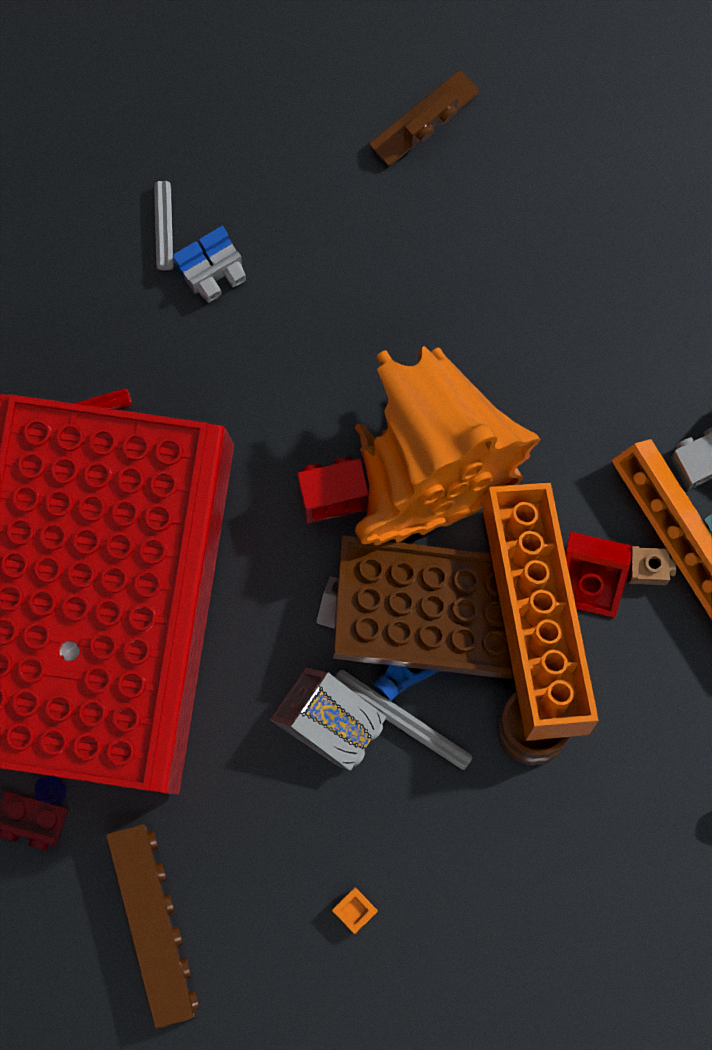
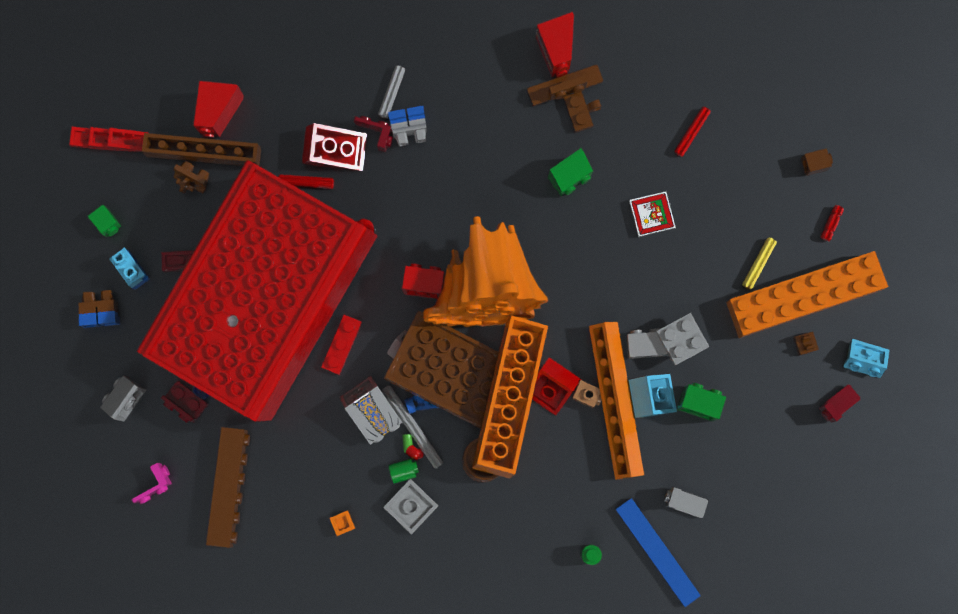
camera: 25 degrees right, 5 degrees up
(39, 947) = (161, 474): none -> dark pink bracket
(108, 341) = (334, 147): none -> red slope
(167, 283) = (385, 138): none -> dark red bracket
(241, 637) = (341, 344): none -> red plate
(388, 59) = (555, 42): none -> red slope
(412, 755) = (410, 449): none -> arm
(417, 792) = (403, 470): none -> green brick
(451, 842) = (411, 506): none -> light grey plate
(463, 148) = (579, 111): none -> reddish brown plate
(488, 243) = (570, 173): none -> green slope
(634, 260) = (652, 214): none -> tile
(643, 116) = (692, 131): none -> red axle

